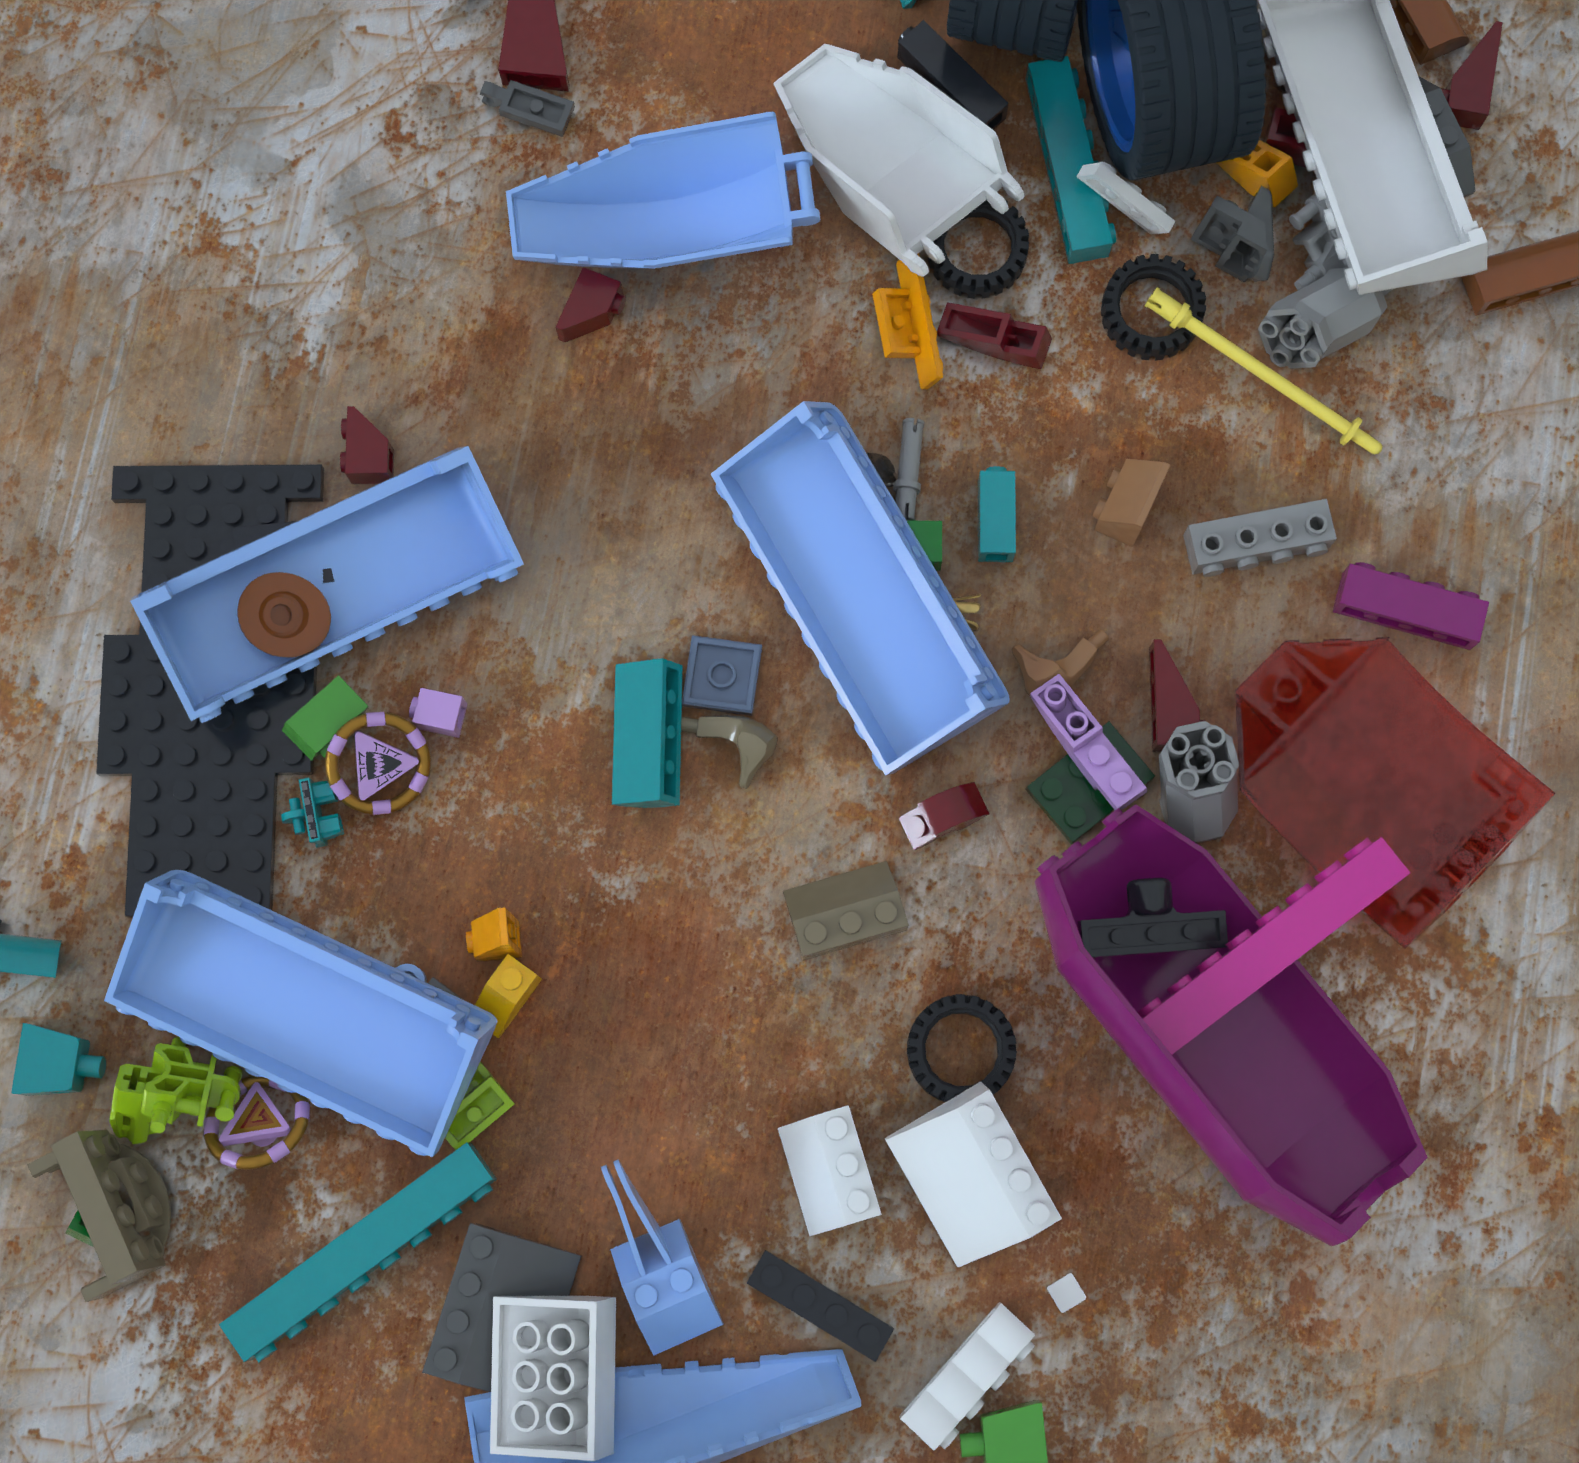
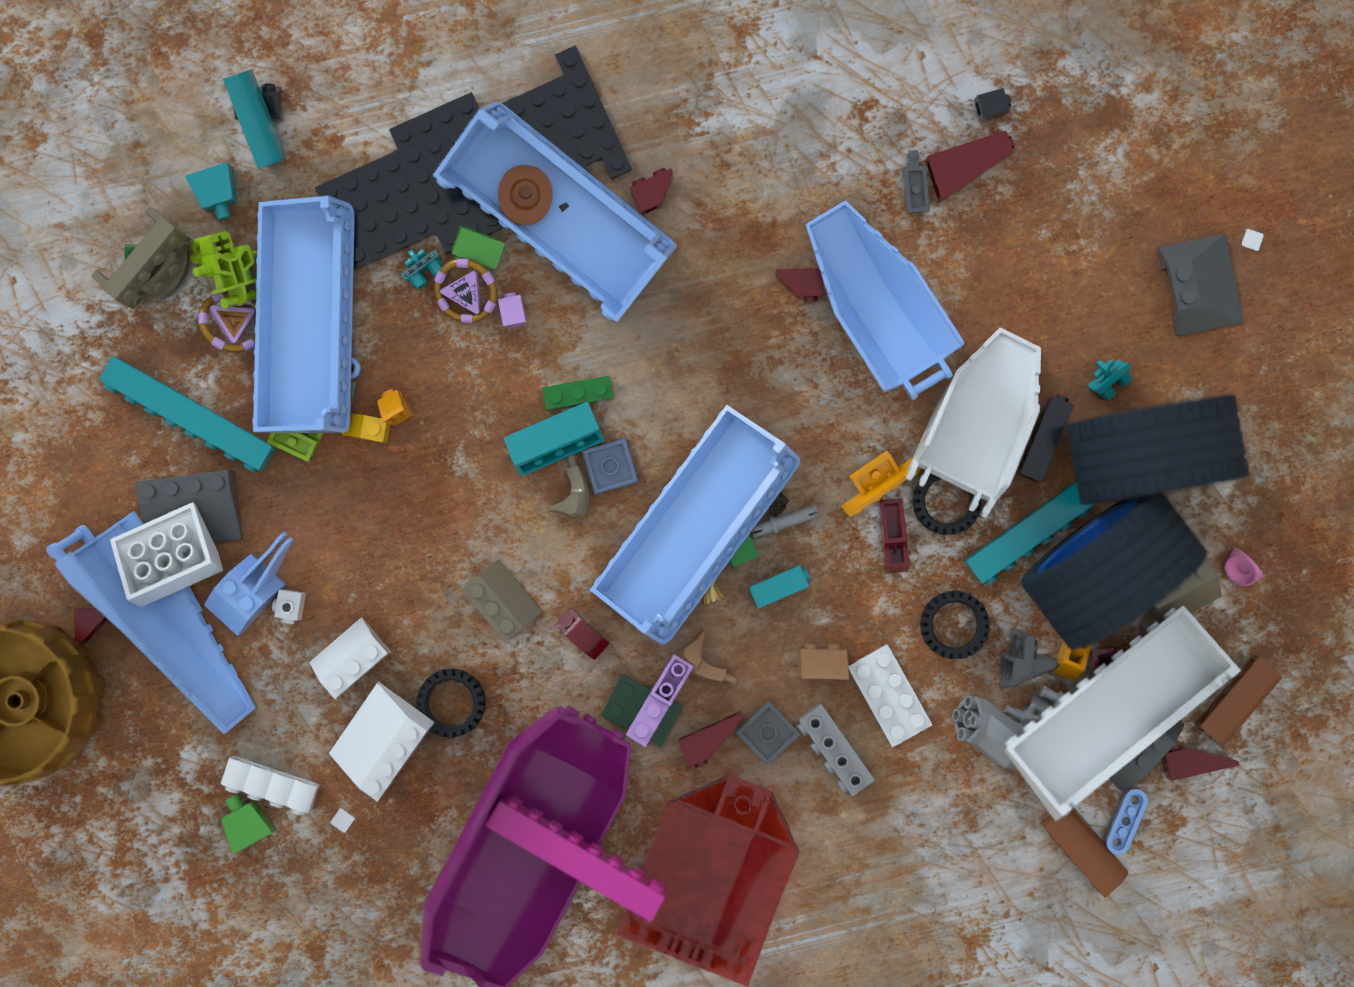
camera: 60 degrees right, 10 degrees up
(597, 675) = (577, 393): none -> green plate
(712, 1227) = (289, 605): none -> white brick
(820, 1305) = (273, 685): black plate -> none
(1126, 197) = (1013, 598): white plate -> none
(1153, 925) = (565, 783): black plate -> none
(1181, 317) = (951, 645): light yellow bar -> none
(1196, 620) = (767, 732): none -> dark grey plate
(1199, 781) = (665, 775): light grey brick -> none
(1216, 435) = (889, 695): none -> white plate
(1411, 605) = (832, 856): magenta brick -> none
(1511, 187) = (1126, 832): none -> light blue plate

